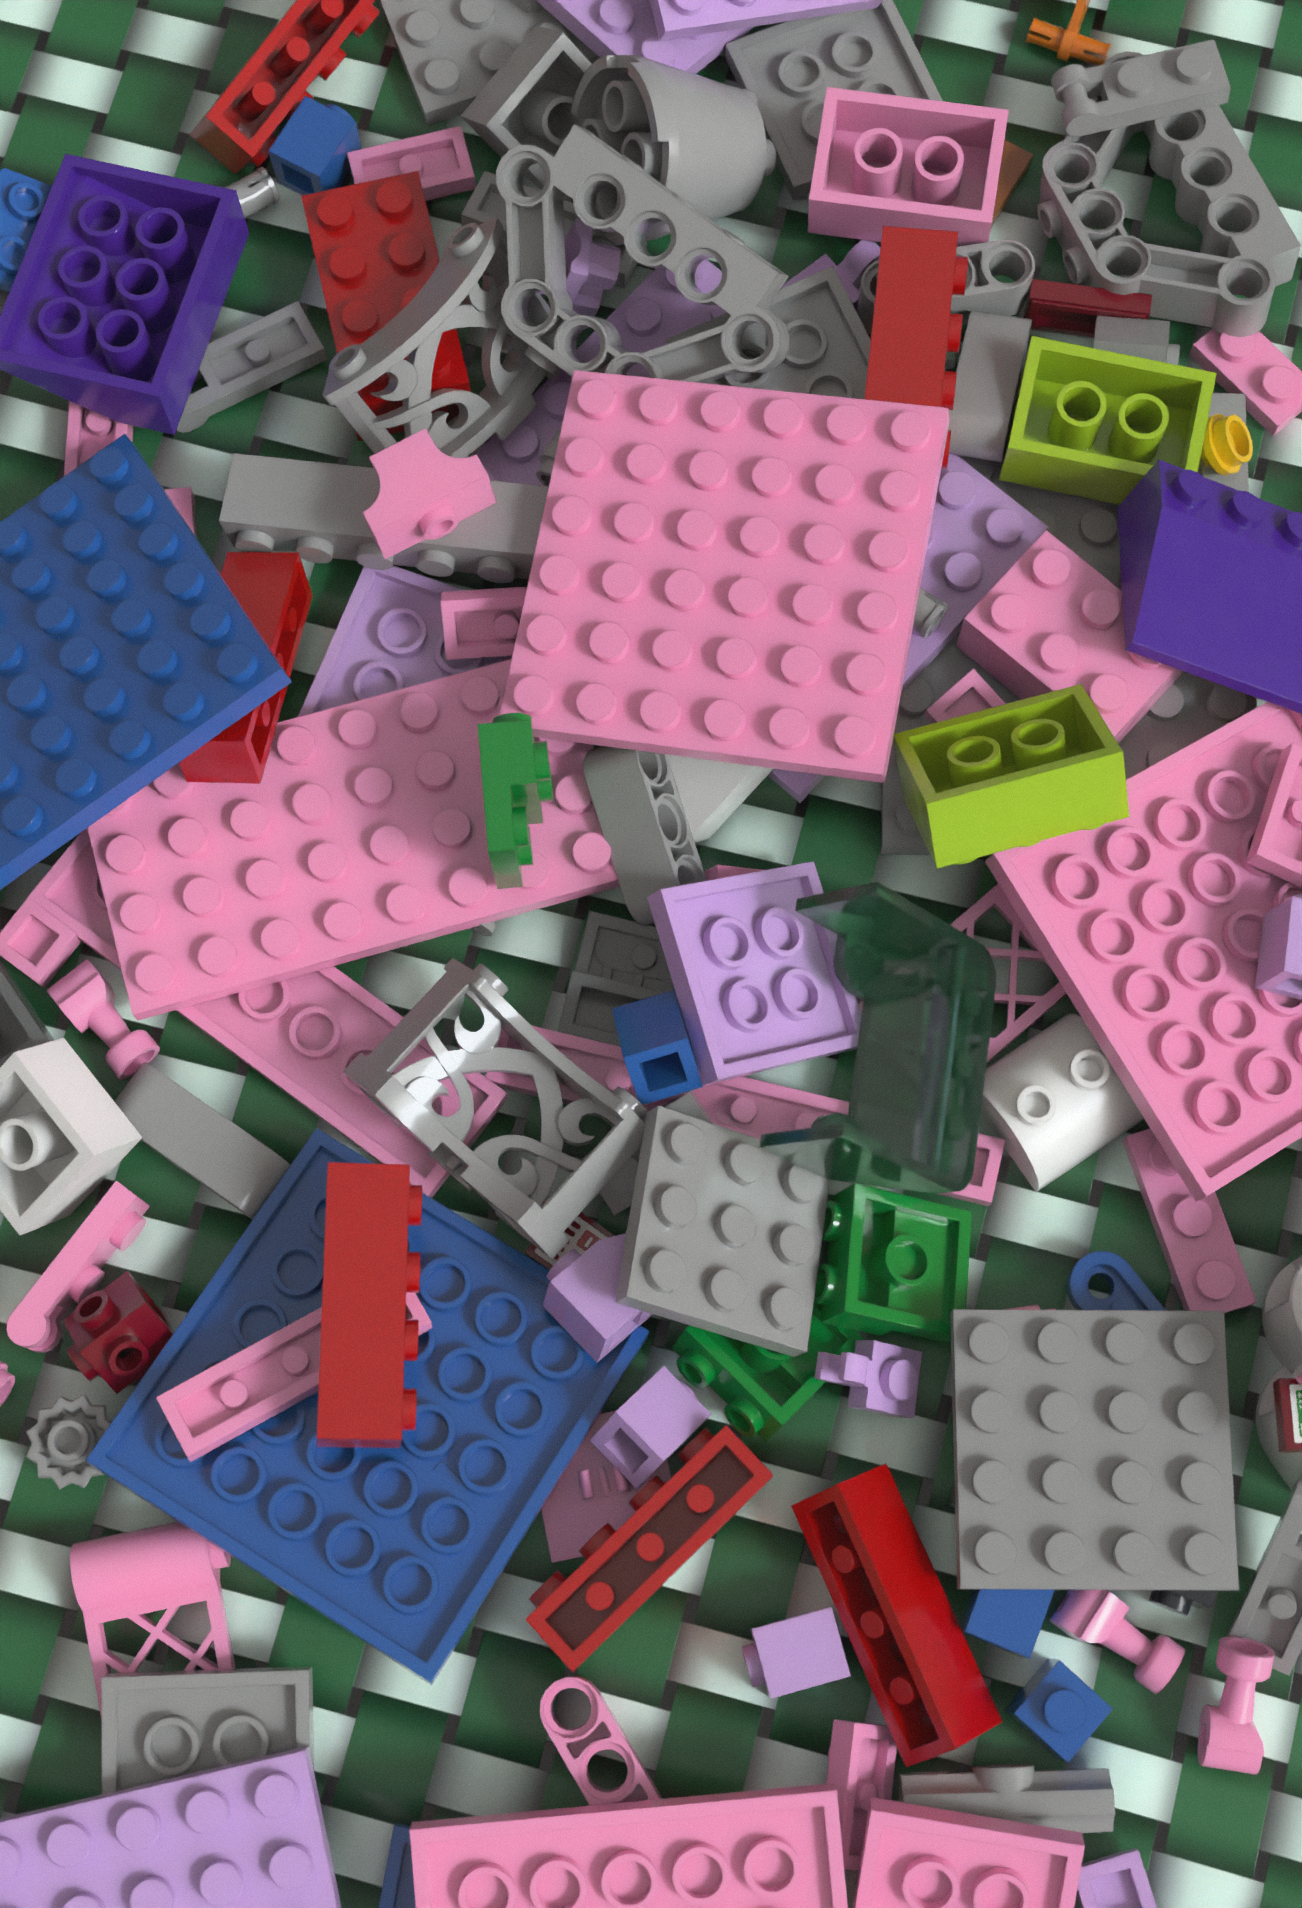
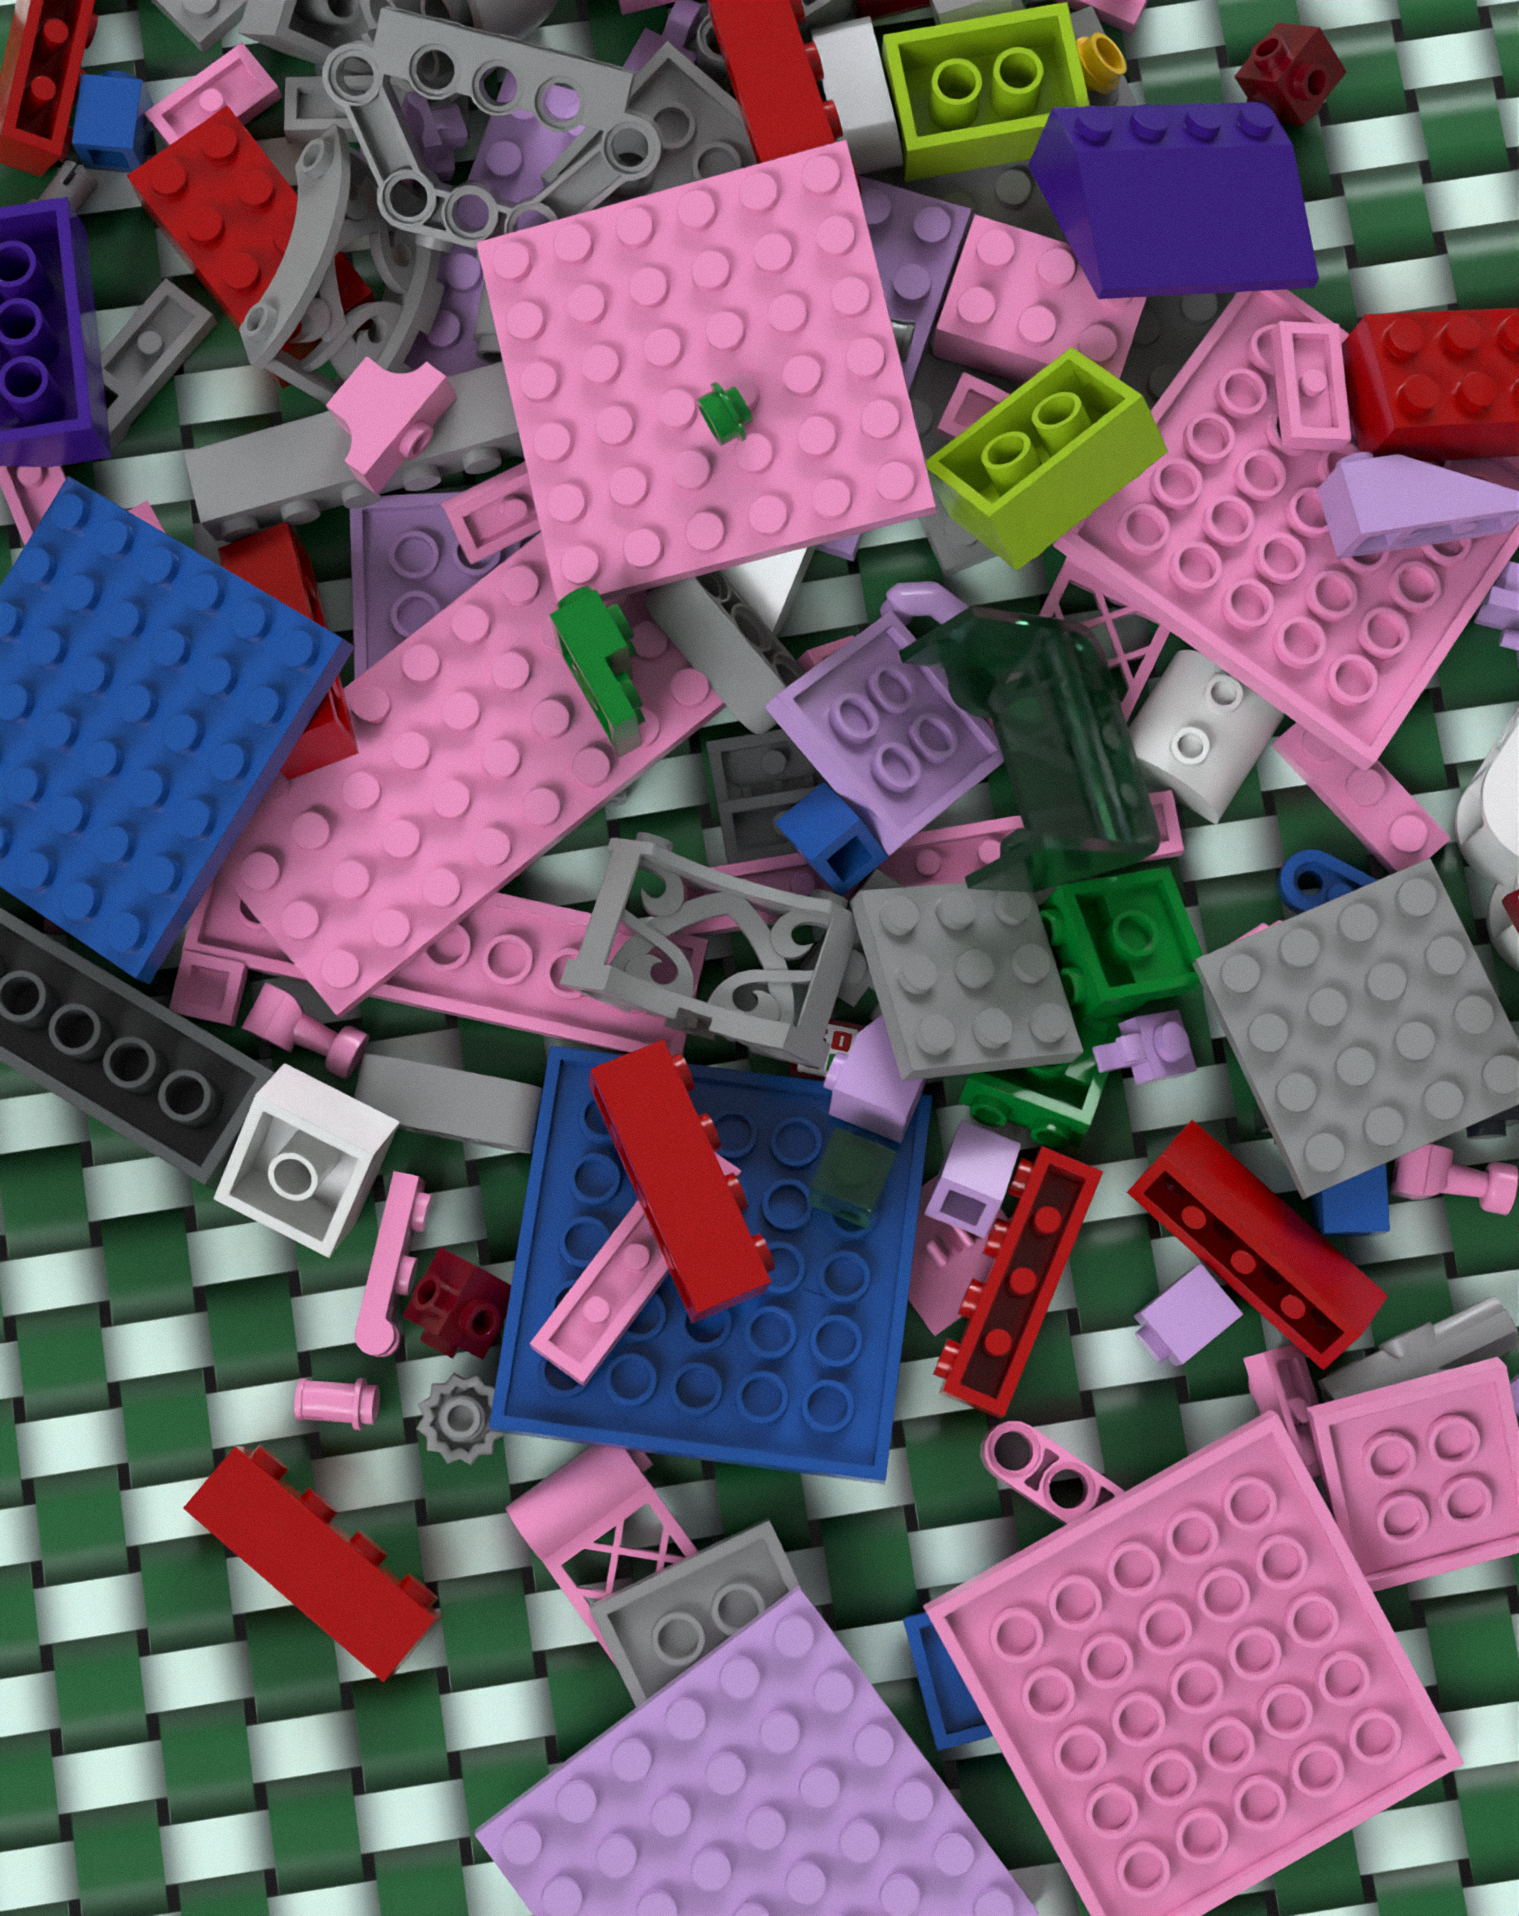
camera: 25 degrees left, 5 degrees up
(531, 1374) = (852, 1177): none -> clear green brick
(723, 608) = (725, 413): none -> green plate
(844, 862) = (922, 600): none -> lavender arm
(1058, 1709) = (1430, 1264): blue brick -> none

